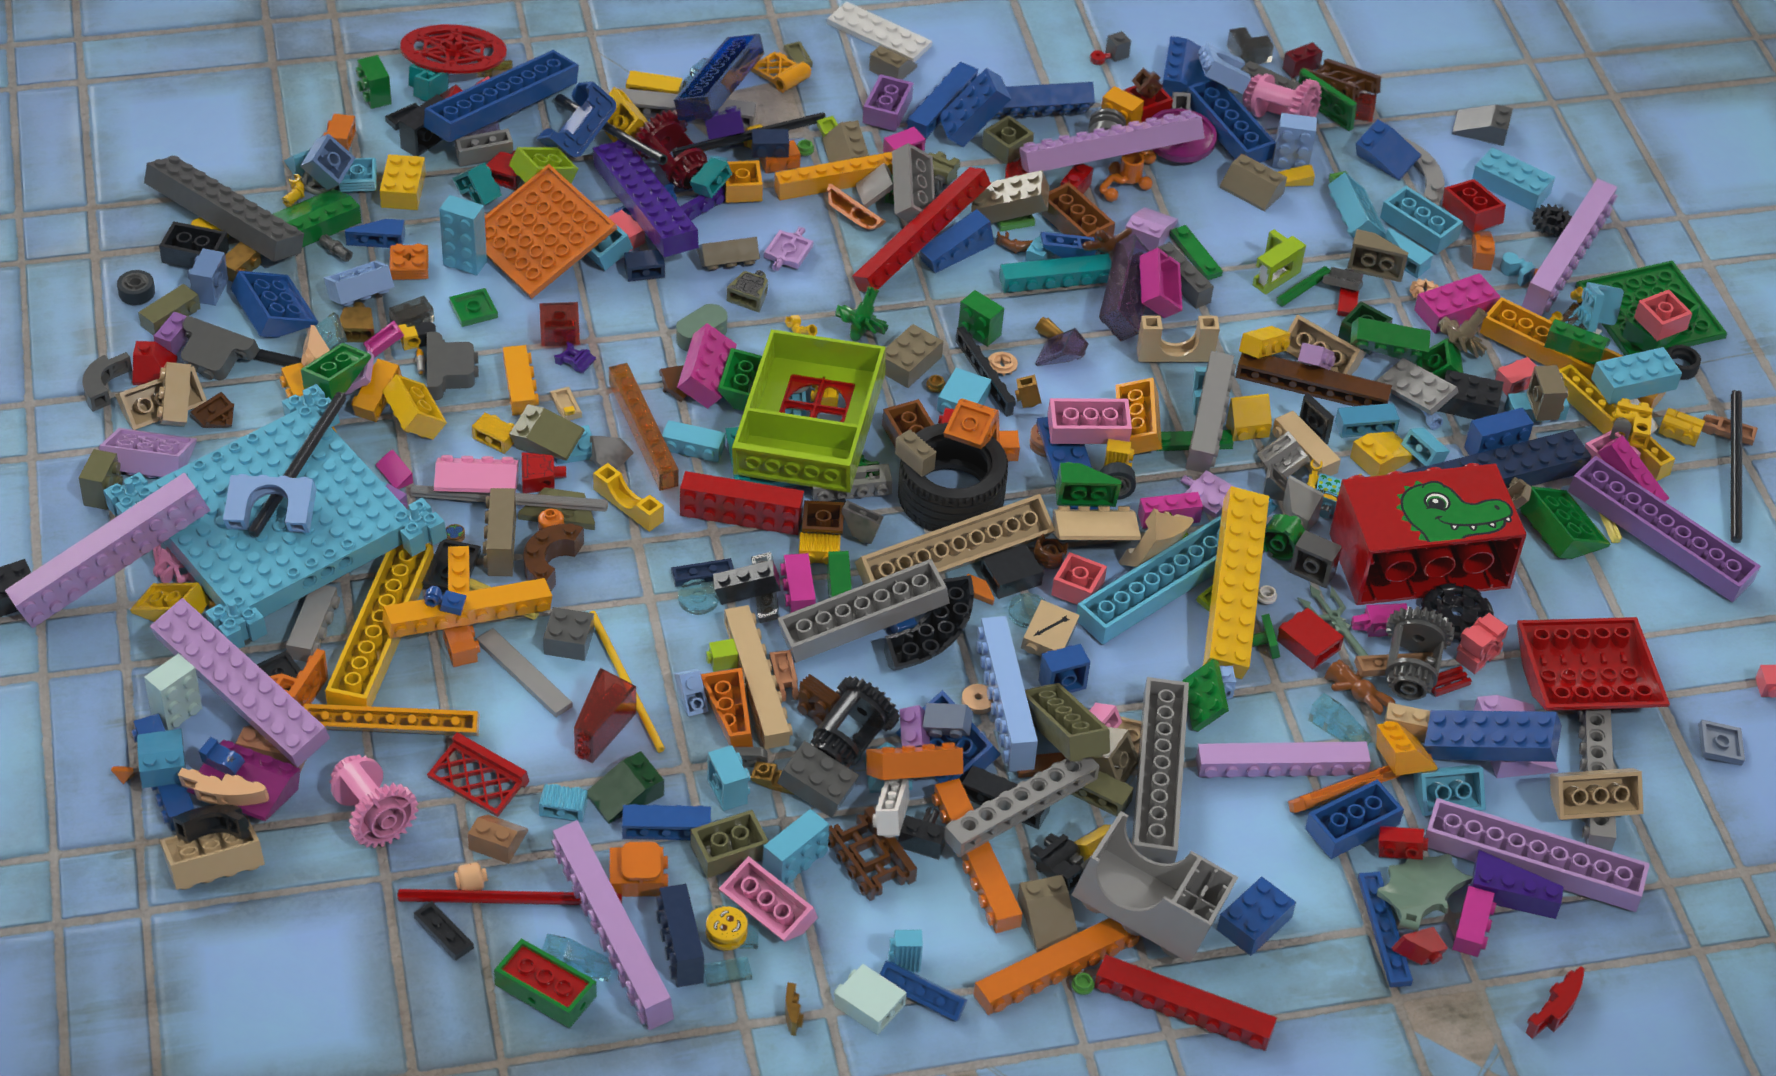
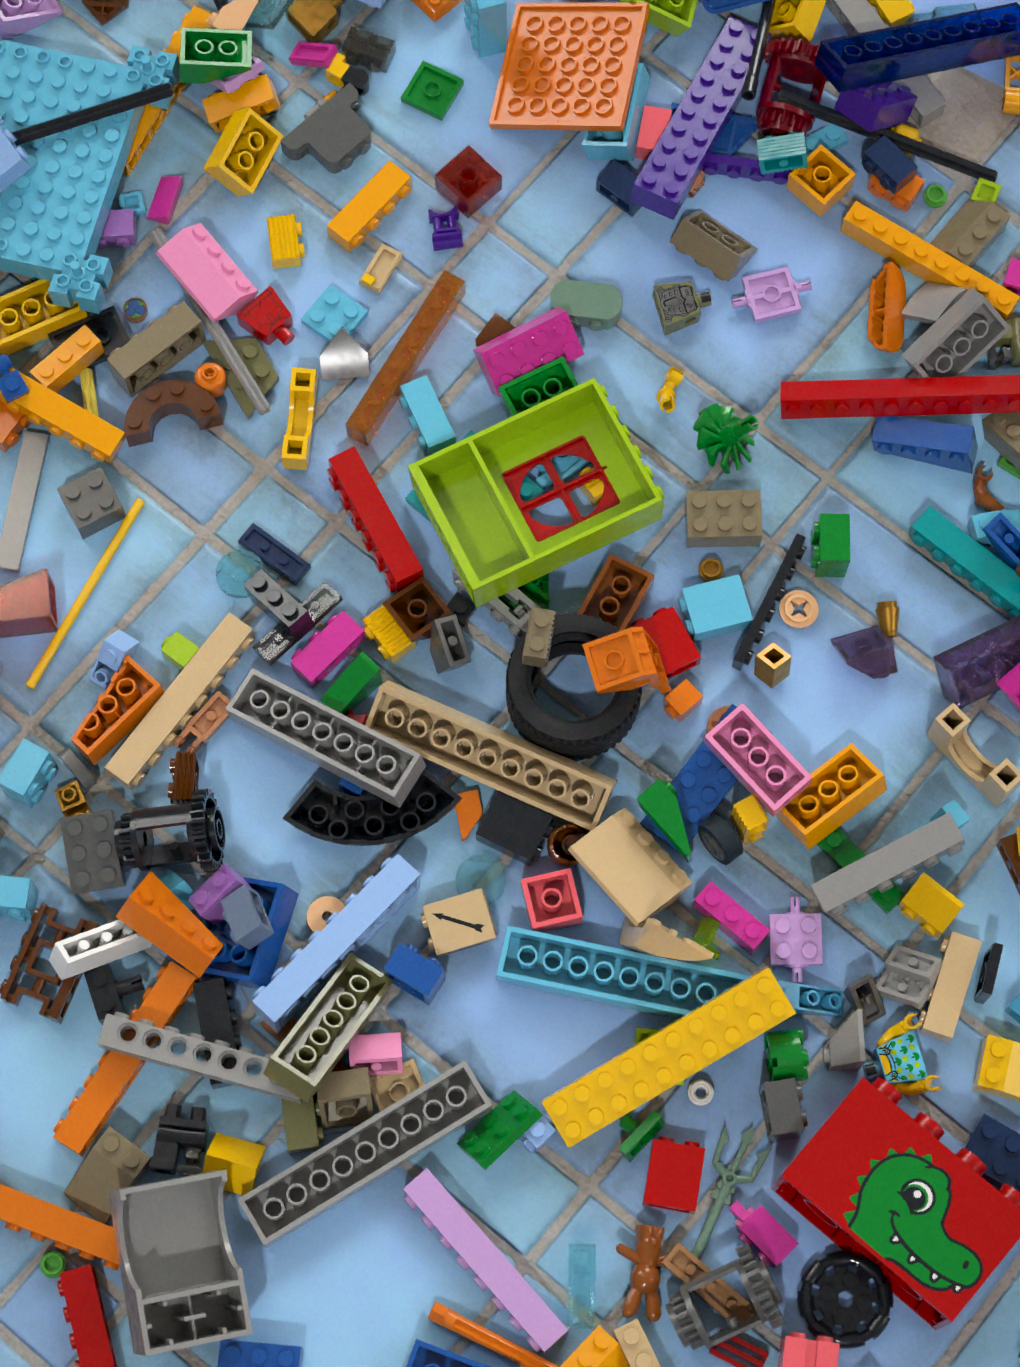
camera: 55 degrees right, 25 degrees up
(545, 433) = (314, 285): olive slope -> none

